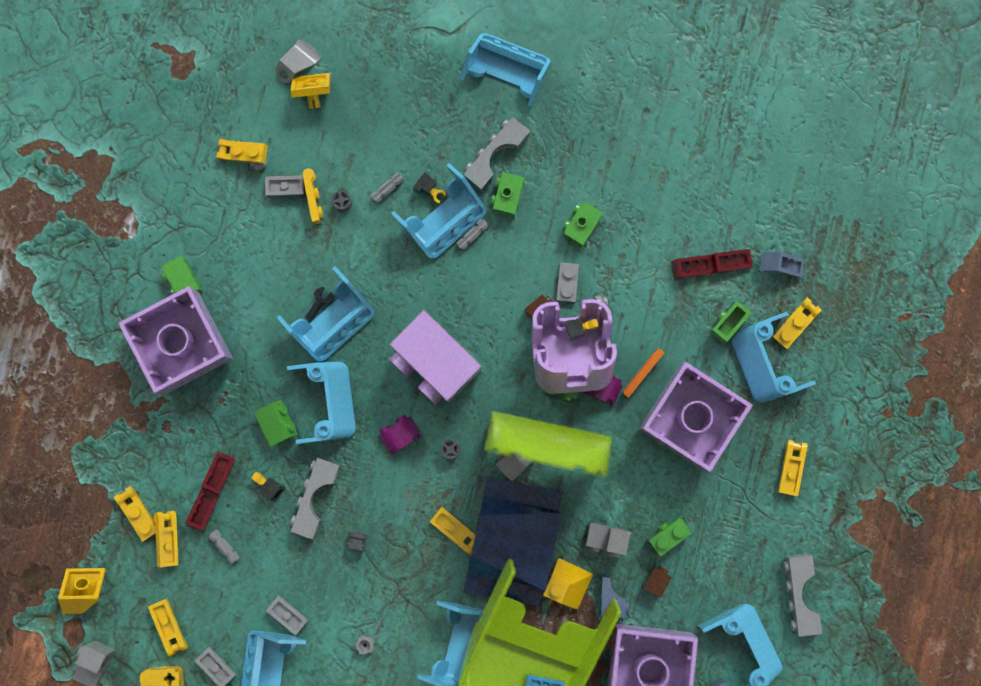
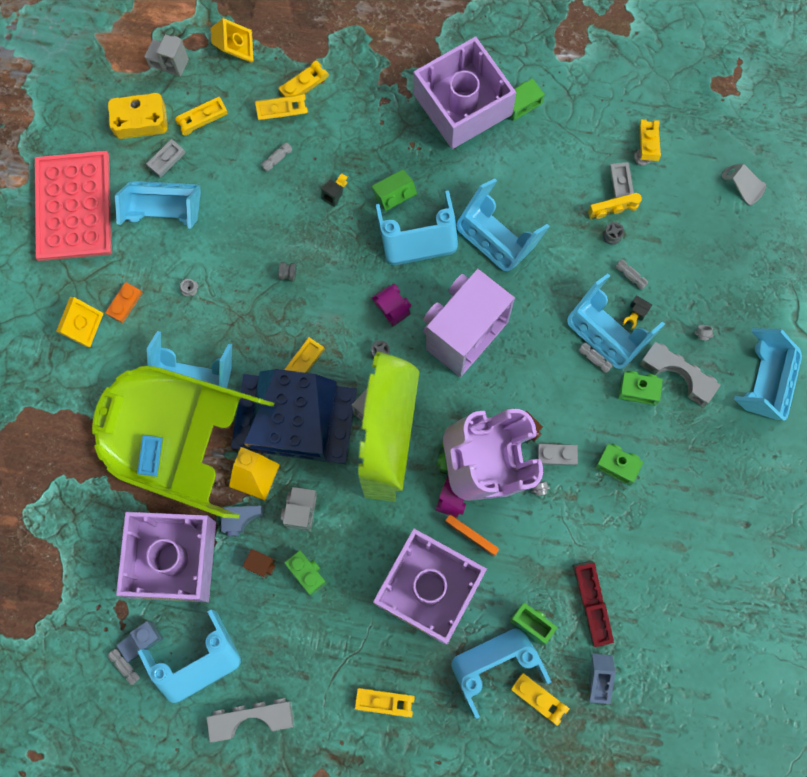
camera: 90 degrees right, 10 degrees down
(210, 492) = (327, 142): dark red slope -> none
(287, 615) = (215, 216): light grey plate -> none
(306, 521) = (304, 225): light grey arch -> none
(311, 87) = (722, 195): yellow tile -> none
(319, 302) = (513, 222): black bar -> none
(454, 124) = (704, 332): none -> light grey plate
(576, 328) = (512, 458): pearl dark grey piece -> none

